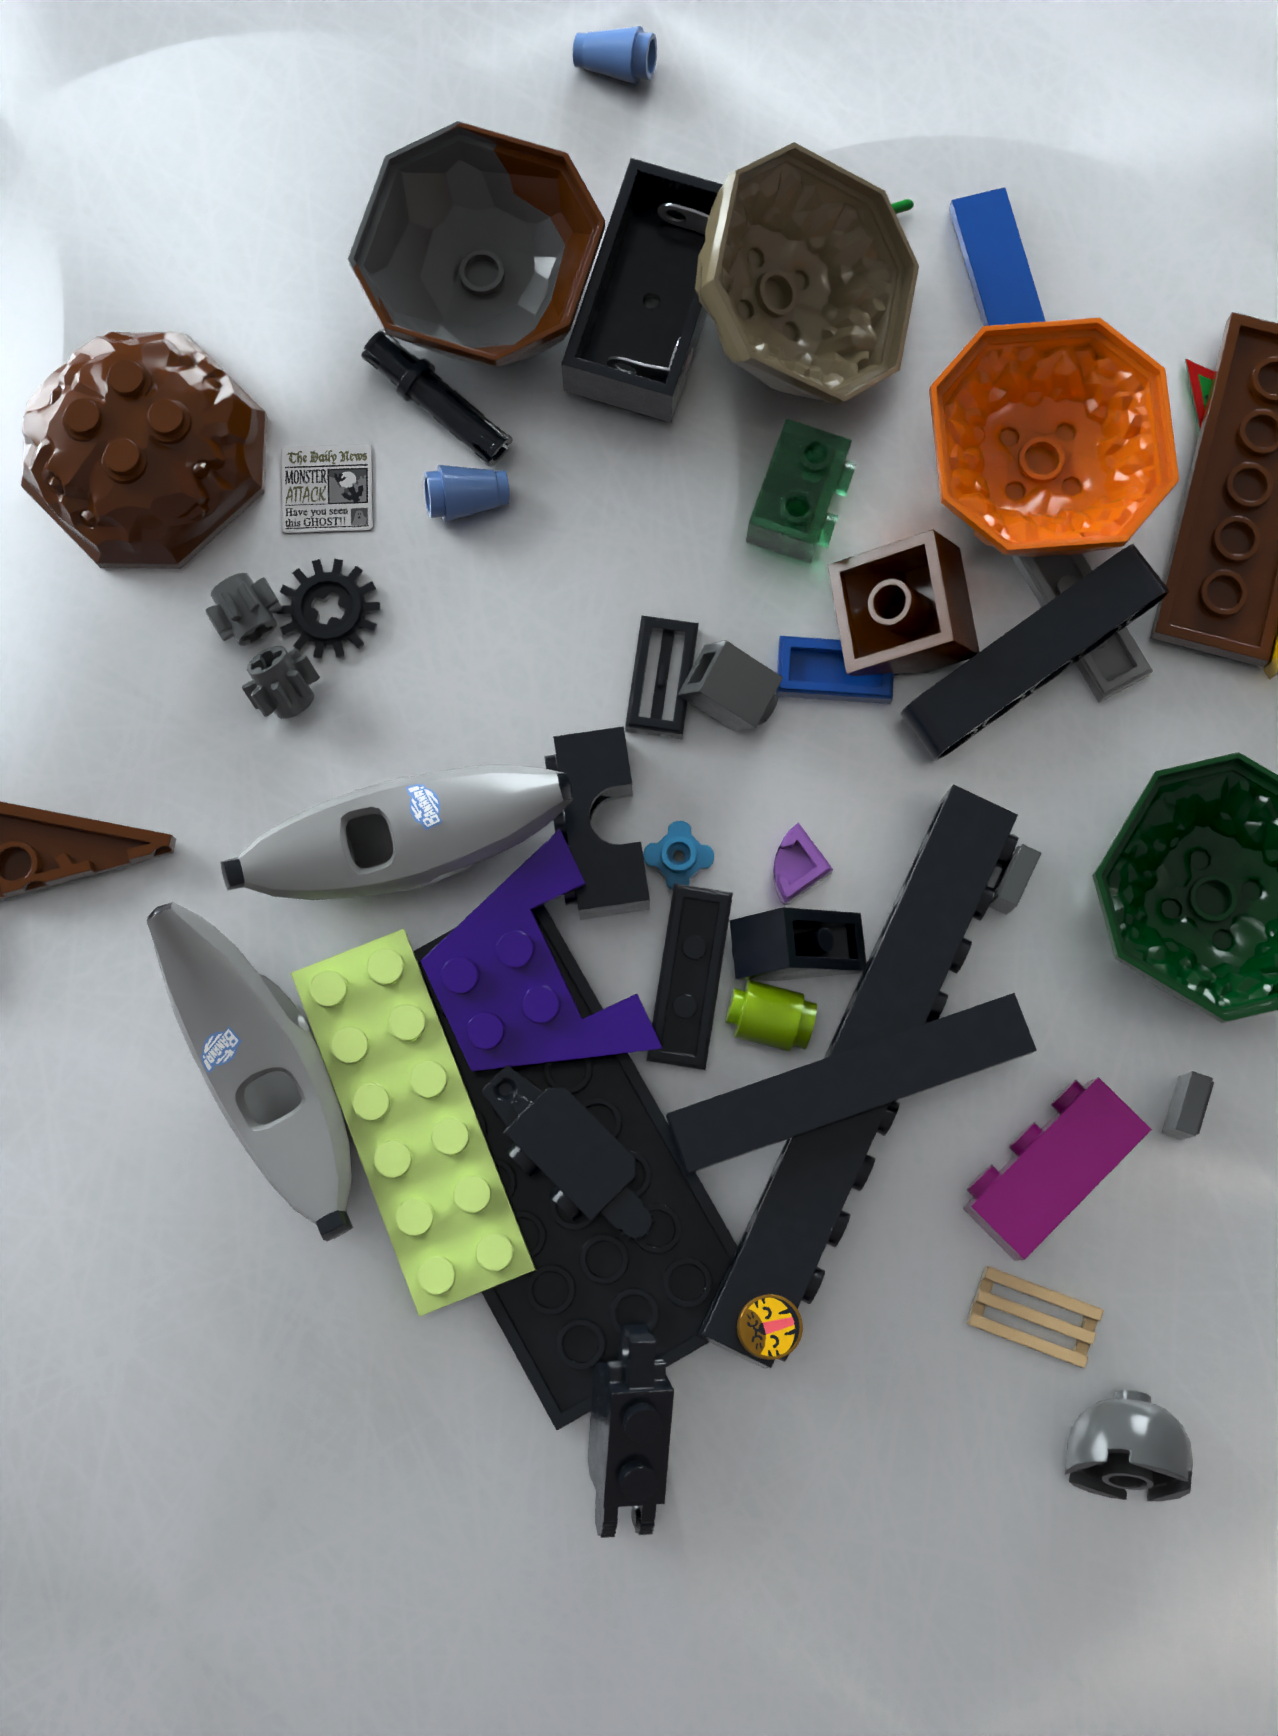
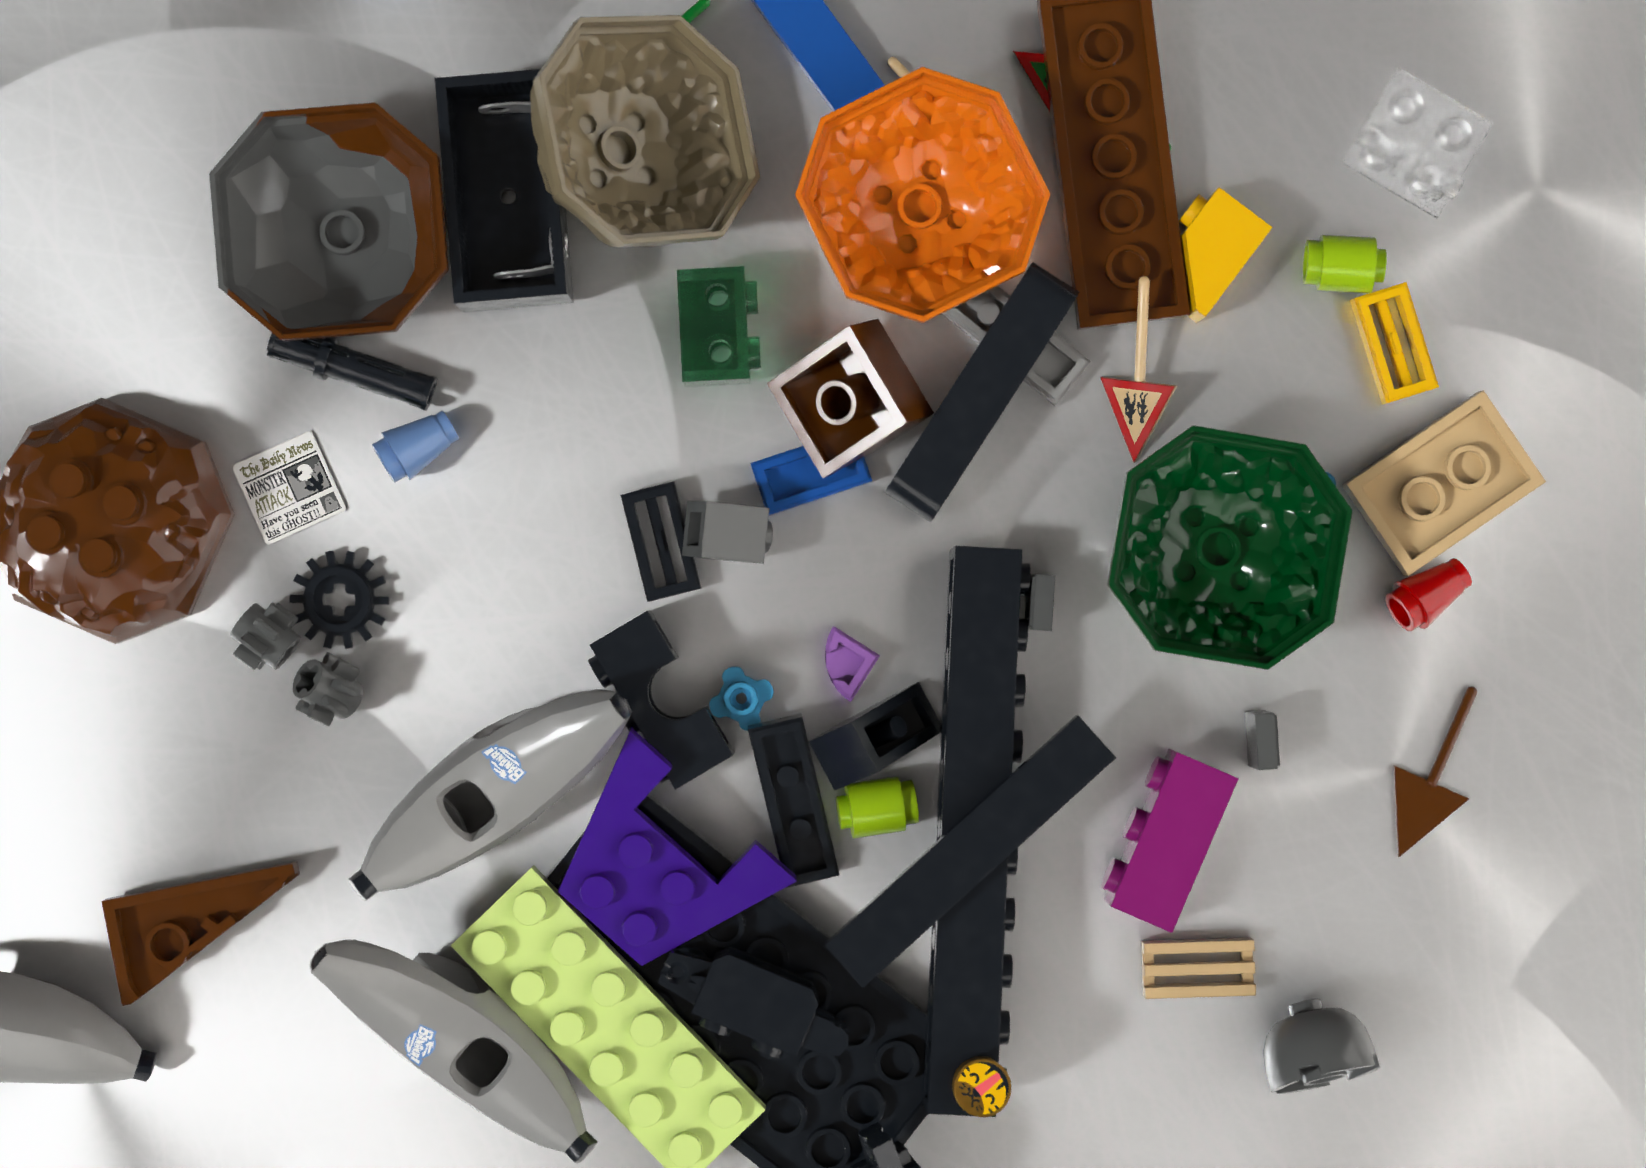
camera: 30 degrees left, 10 degrees up
(1186, 728) = (1138, 402): none -> piece

